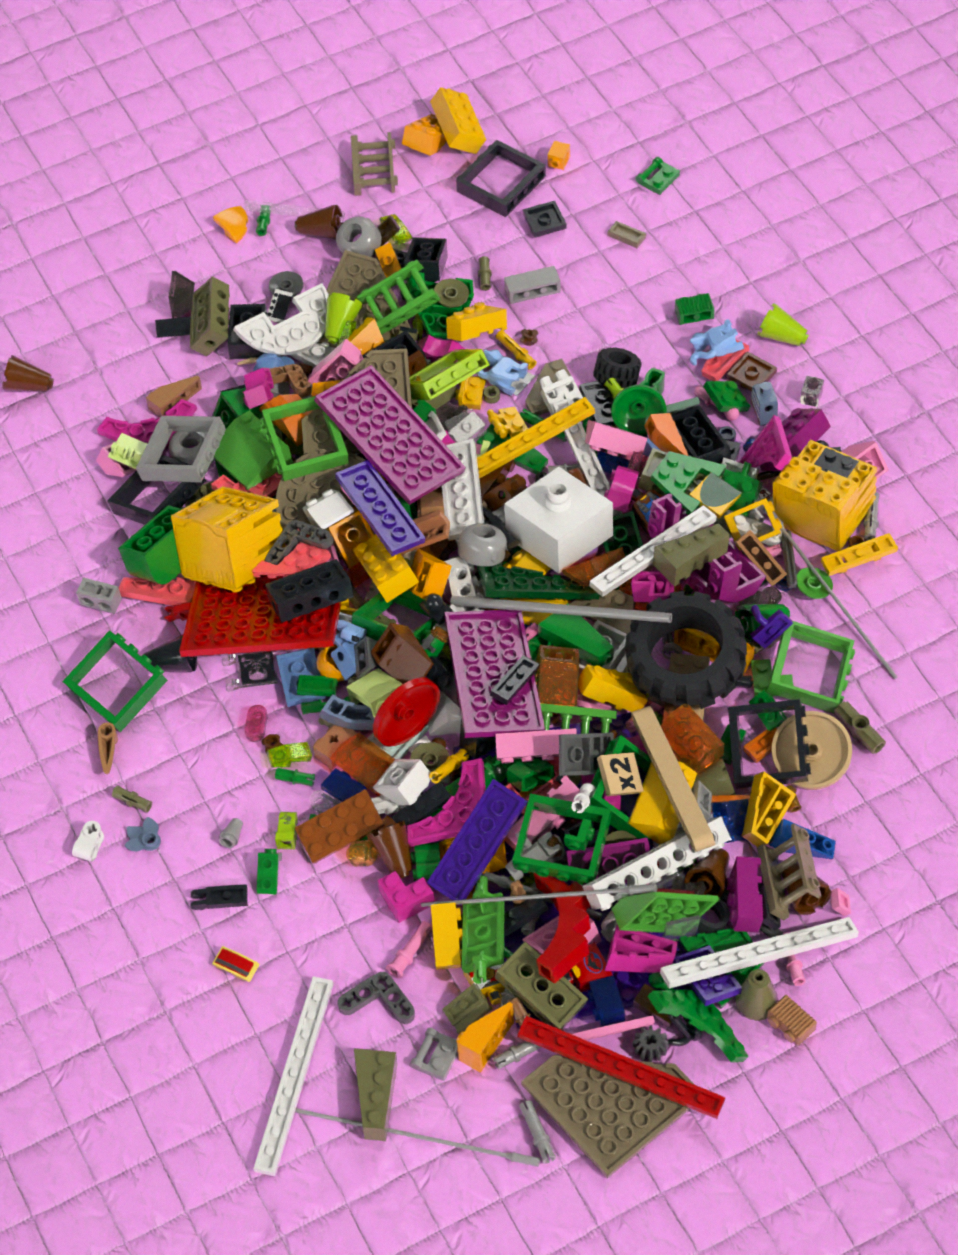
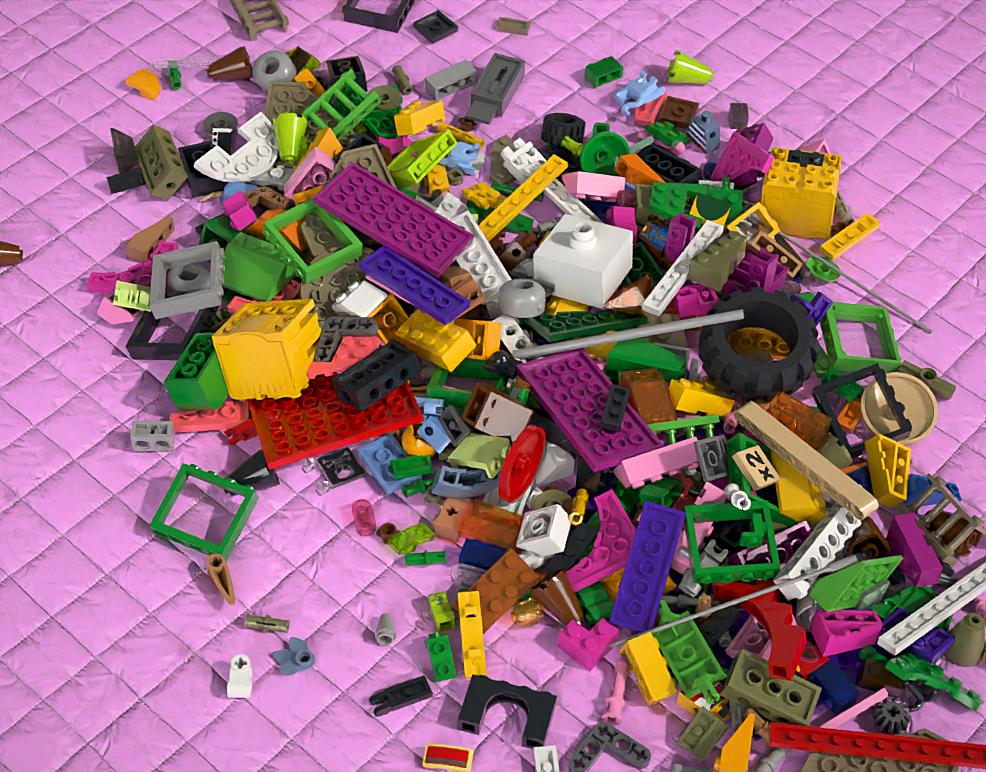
camera: 25 degrees left, 5 degrees down
(292, 916) = (487, 692): none -> black arch
(302, 859) = (471, 634): none -> yellow hinge
(571, 304) = (495, 88): none -> dark grey piece

